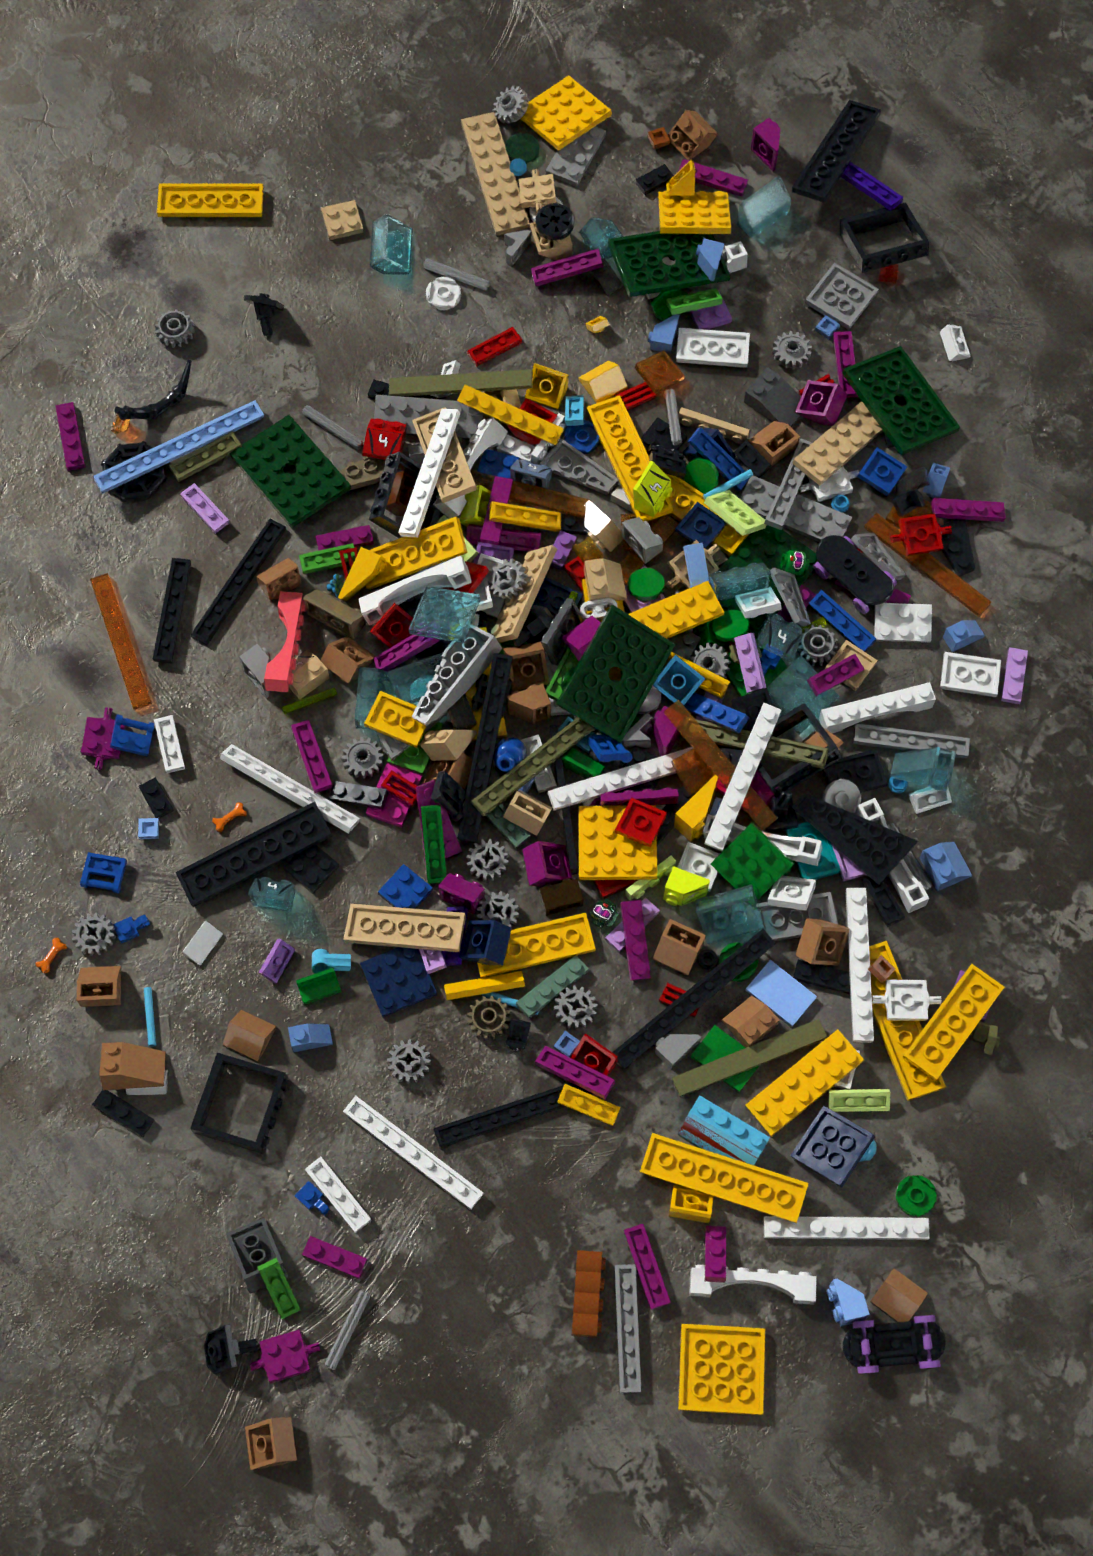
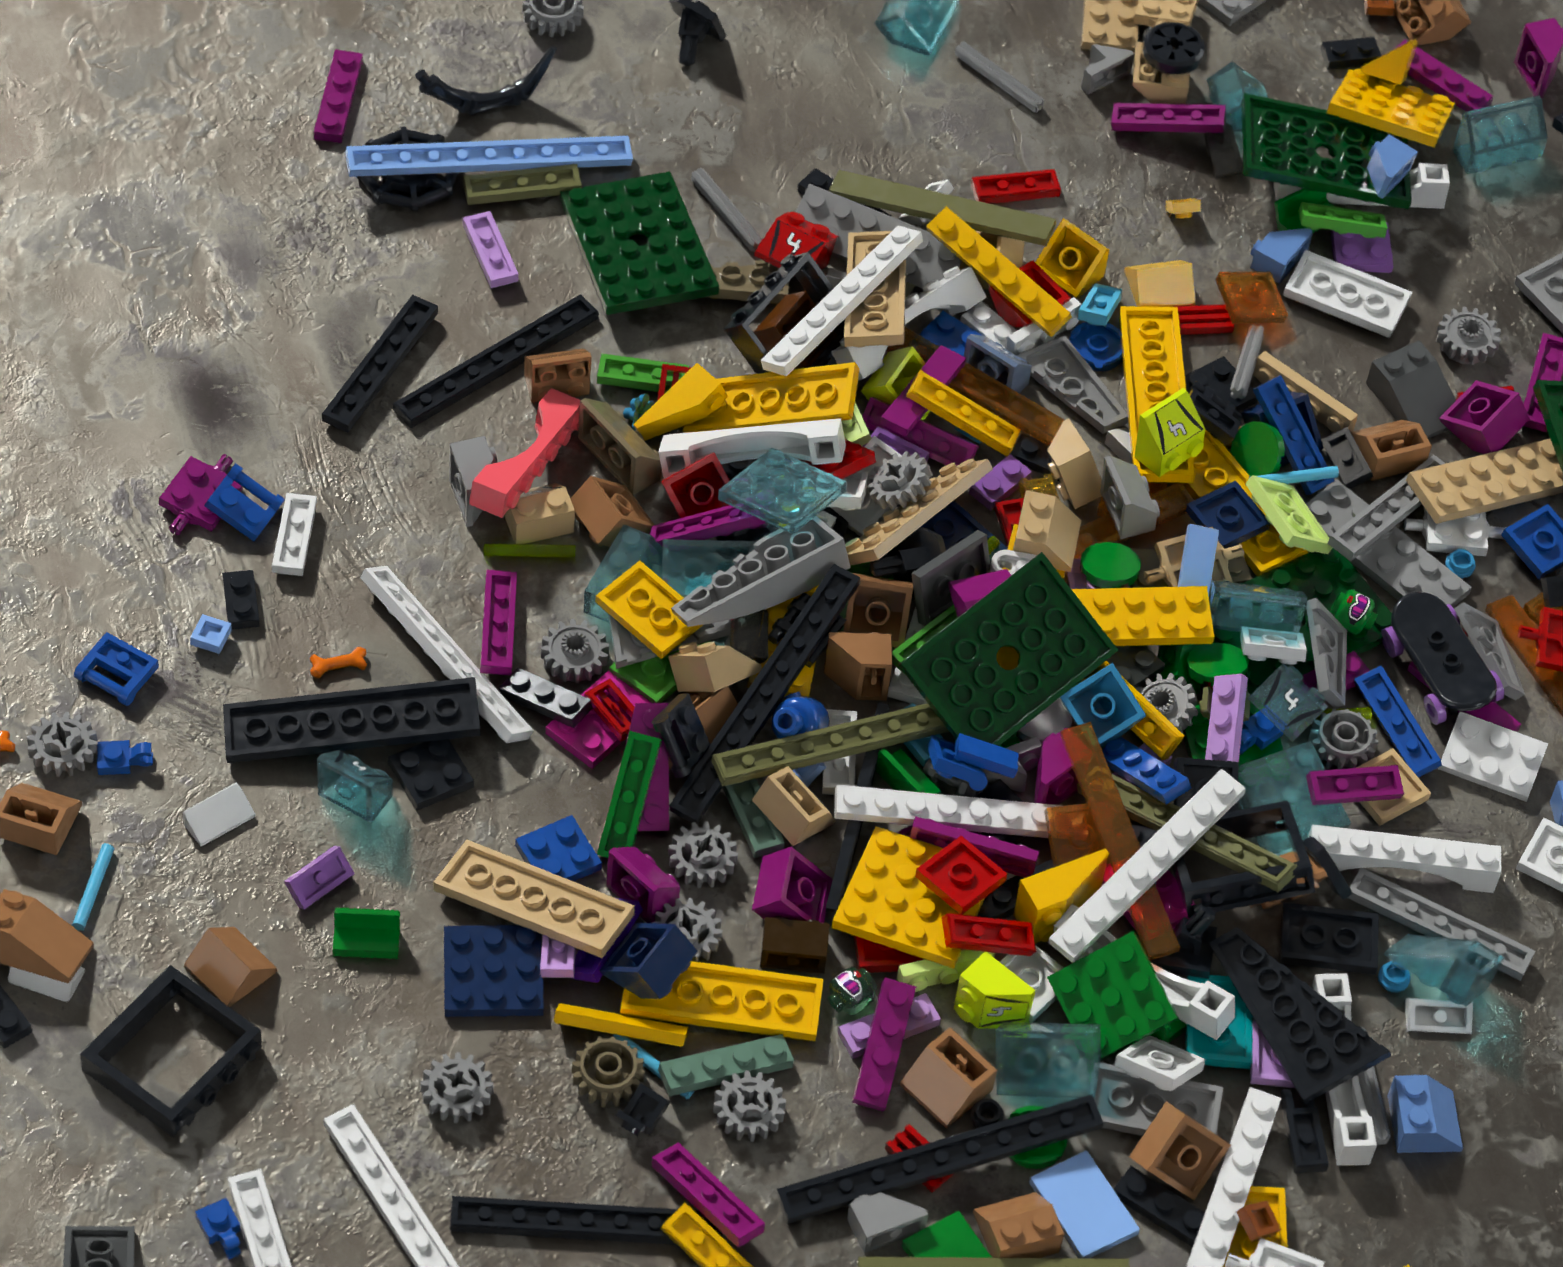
camera: 15 degrees right, 15 degrees down
(120, 425) = (417, 103): clear orange plate -> none
(120, 641) = (286, 379): clear orange tile -> none
(309, 1036) = (320, 998): medium blue slope -> none
(323, 960) = (413, 912): medium azure piece -> none
(358, 536) = (709, 359): magenta plate -> none
(443, 293) = (969, 95): white tile -> none
(566, 1044) = (715, 1155): medium blue tile -> none
(595, 1055) = (751, 1181): red slope -> none
(625, 739) = (986, 755): none -> blue tile
(669, 852) = (988, 934): none -> red tile
(827, 327) = (1535, 324): medium blue tile -> none
(839, 733) = (1335, 878): none -> black tile
(843, 795) = (1300, 954): white tile -> none

